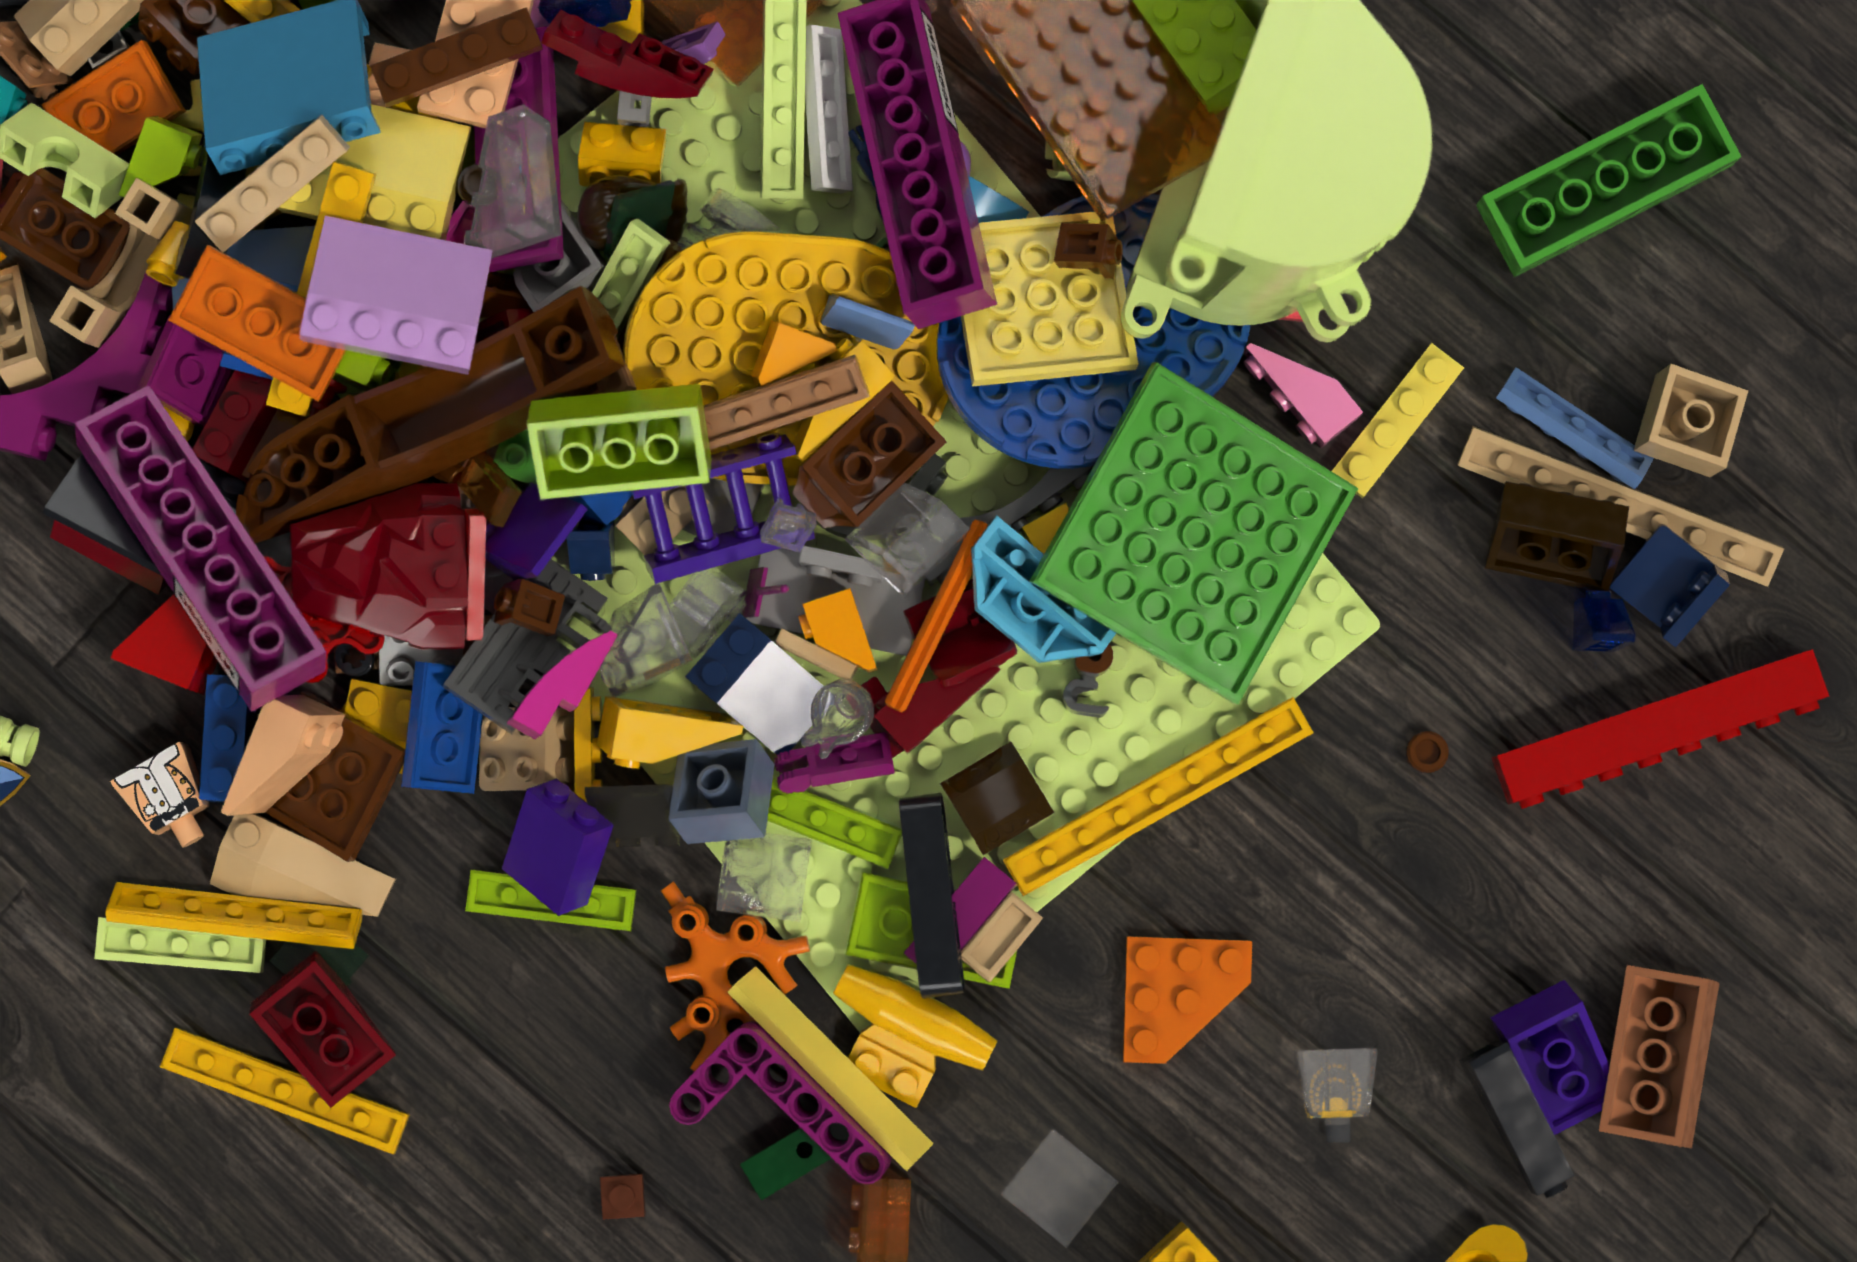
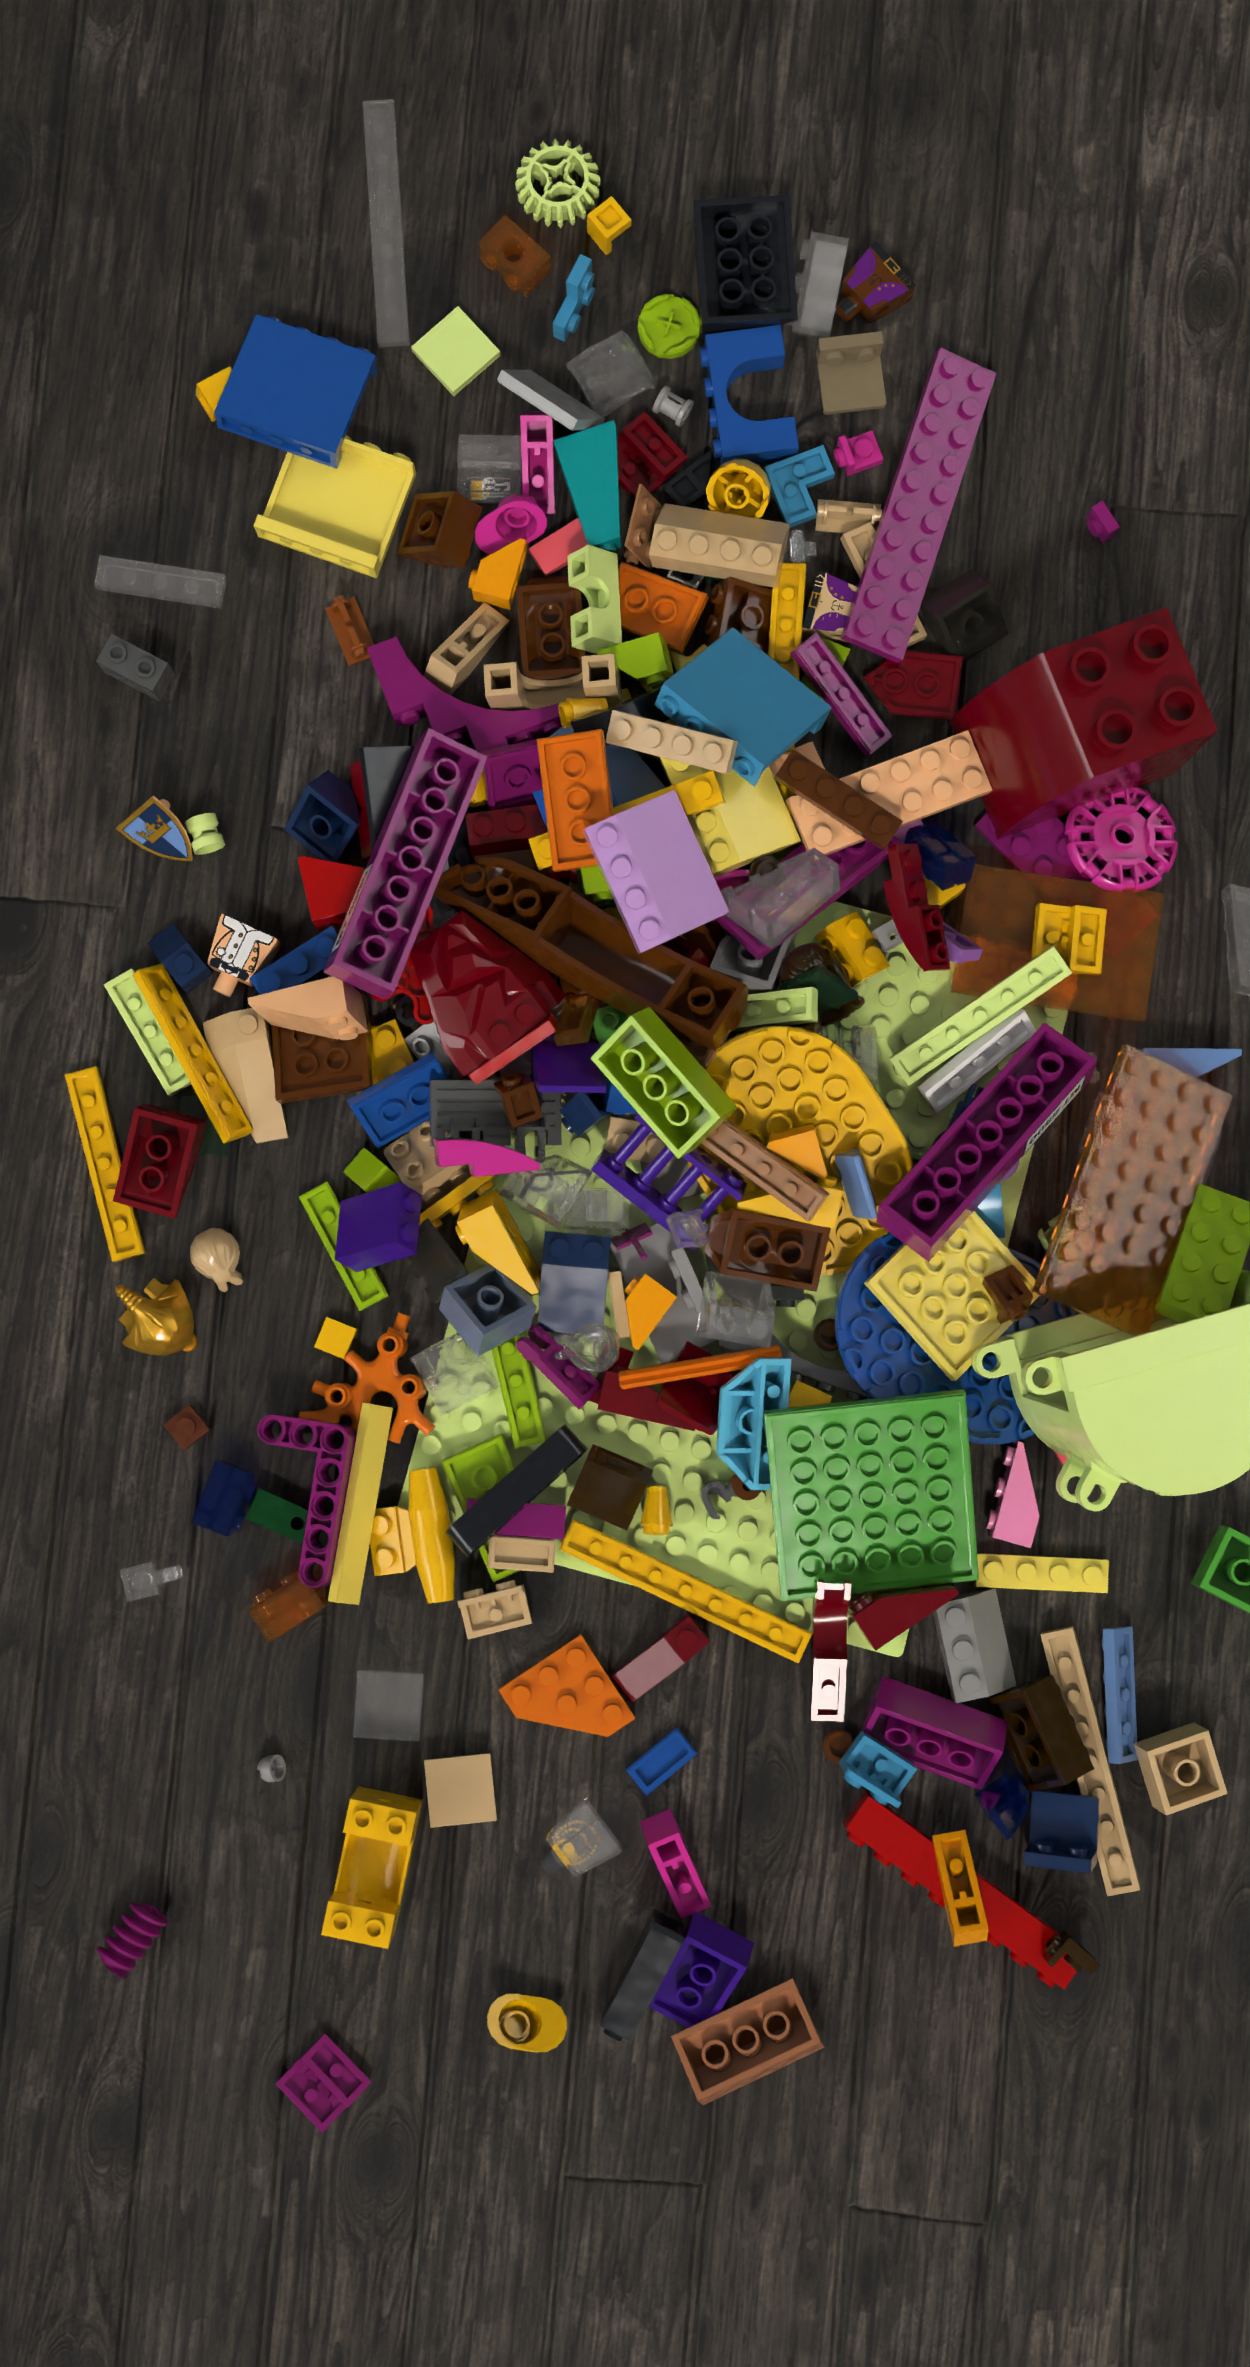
camera: 50 degrees right, 0 degrees up
(87, 602) = (325, 817): none -> dark blue slope
(124, 859) = (180, 958): none -> dark blue slope
(467, 1040) = (216, 1257): none -> tan piece
(490, 1146) = (158, 1324): none -> pearl gold piece
(493, 817) = (370, 1172): none -> lime slope
(640, 975) = (335, 1338): none -> yellow tile
(724, 1207) = (224, 1498): none -> clear blue brick
(999, 466) = (825, 1335): none -> dark brown plate
(1039, 1007) = (494, 1610): none -> tan bracket
(1056, 768) = (656, 1512): none -> yellow cone
(1198, 1173) = (460, 1790): none -> tan piece
(1209, 870) = (661, 1657): none -> slope
(1314, 945) = (661, 1760): none -> blue tile
(1323, 691) = (829, 1651): none -> piece
(1327, 604) = (892, 1612): none -> dark red slope
(1420, 541) = (974, 1646): none -> light grey slope
(1428, 1003) = (675, 1863): none -> dark pink slope
(1476, 728) = (877, 1769): none -> dark azure bracket
(1480, 646) = (936, 1732): none -> magenta slope
(1654, 728) = (960, 1888): none -> light orange slope
(1803, 659) = (1076, 1954): none -> dark brown bracket

